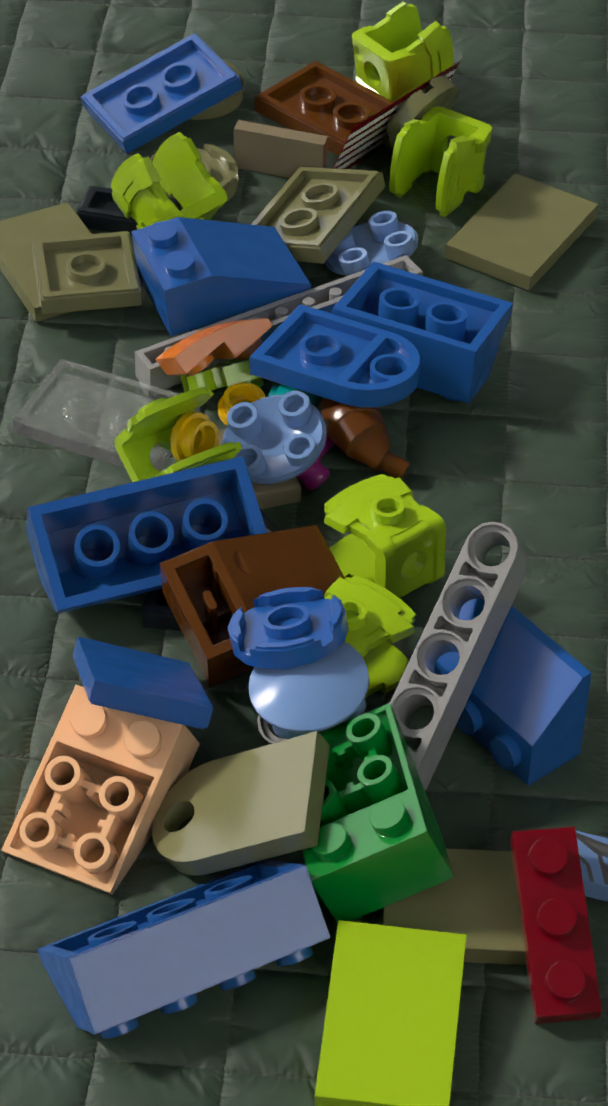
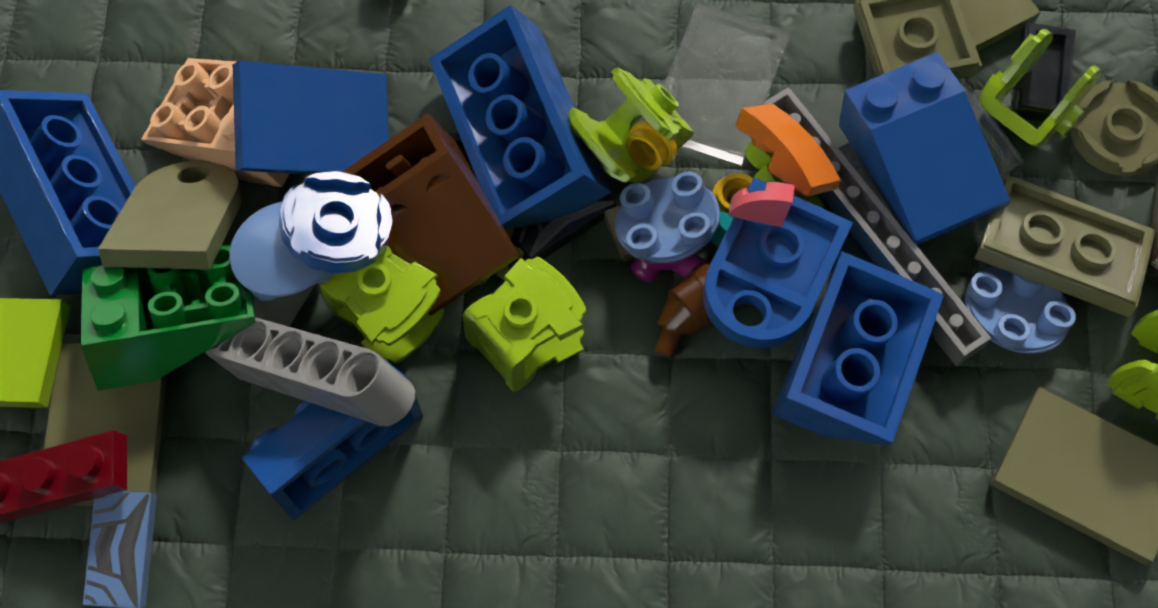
camera: 90 degrees right, 25 degrees up
(292, 335) = (763, 206): none -> coral tile

